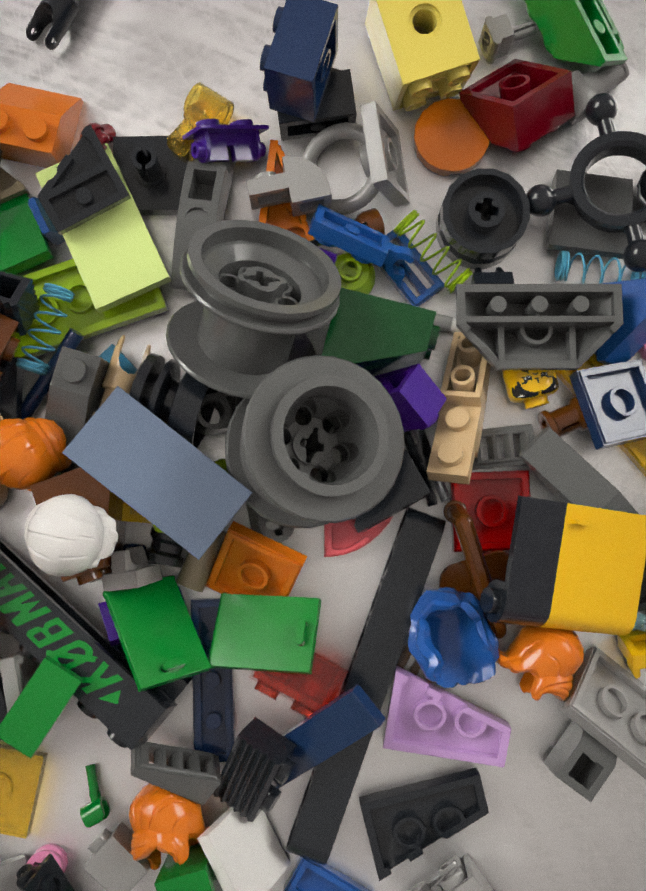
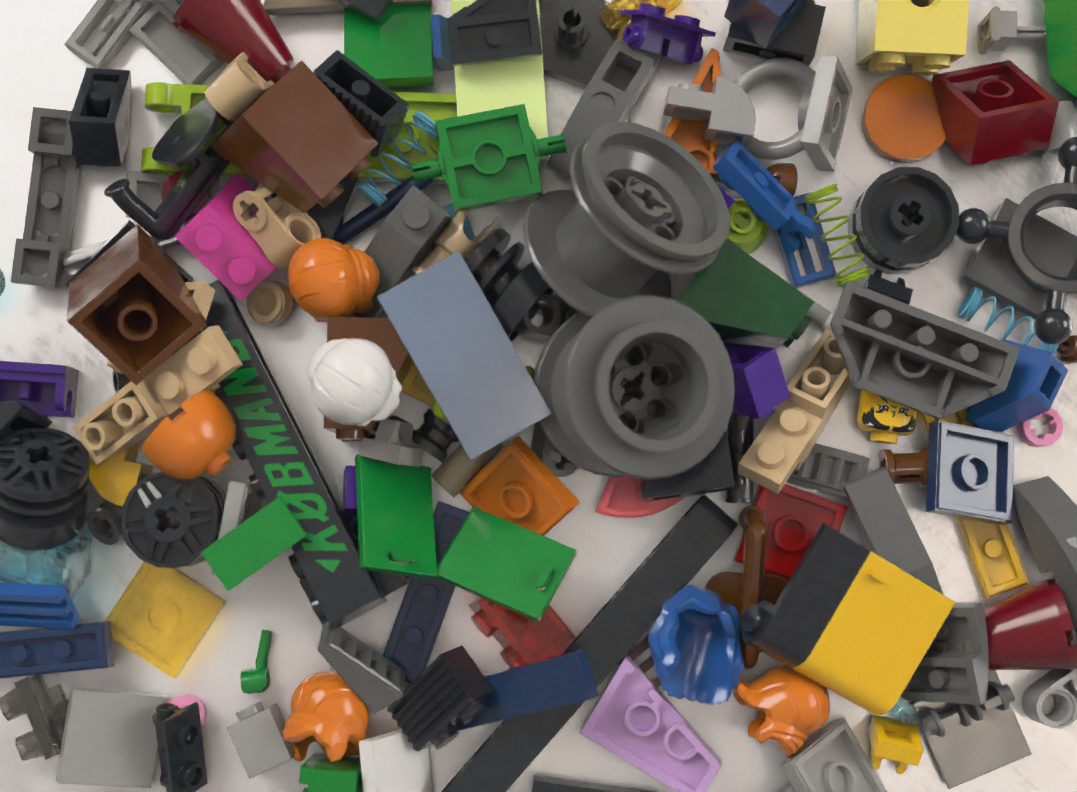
camera: 20 degrees right, 0 degrees up
(117, 298) = (489, 158): none -> green plate

